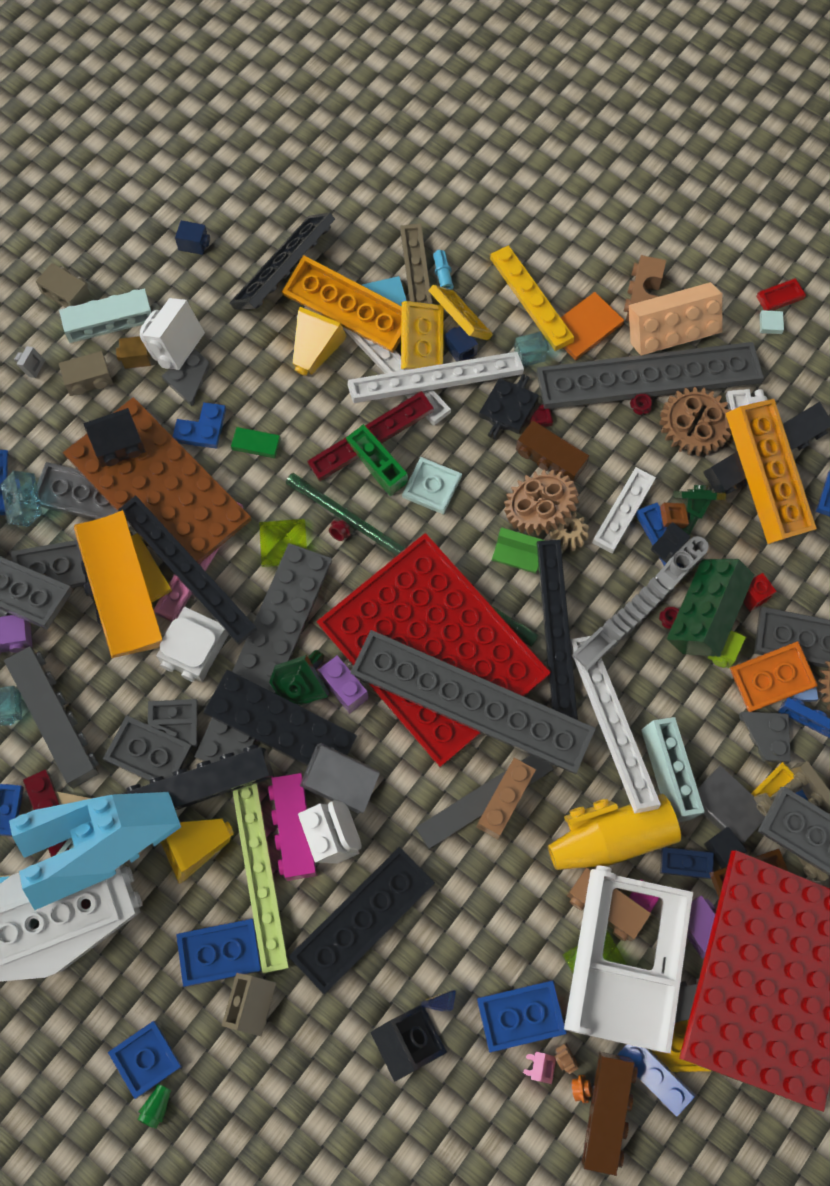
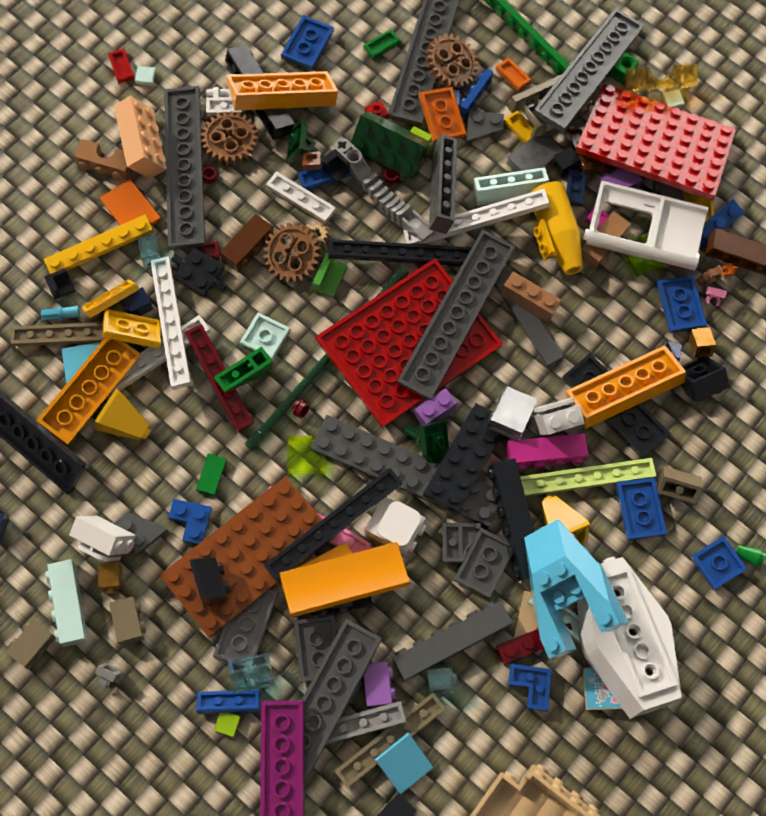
camera: 90 degrees left, 0 degrees up
(386, 931) = (627, 386): none -> light orange arch
(461, 1043) = (702, 342): none -> pearl gold brick
(478, 264) = (59, 283): none -> black panel
(659, 676) = (443, 184): none -> dark grey brick

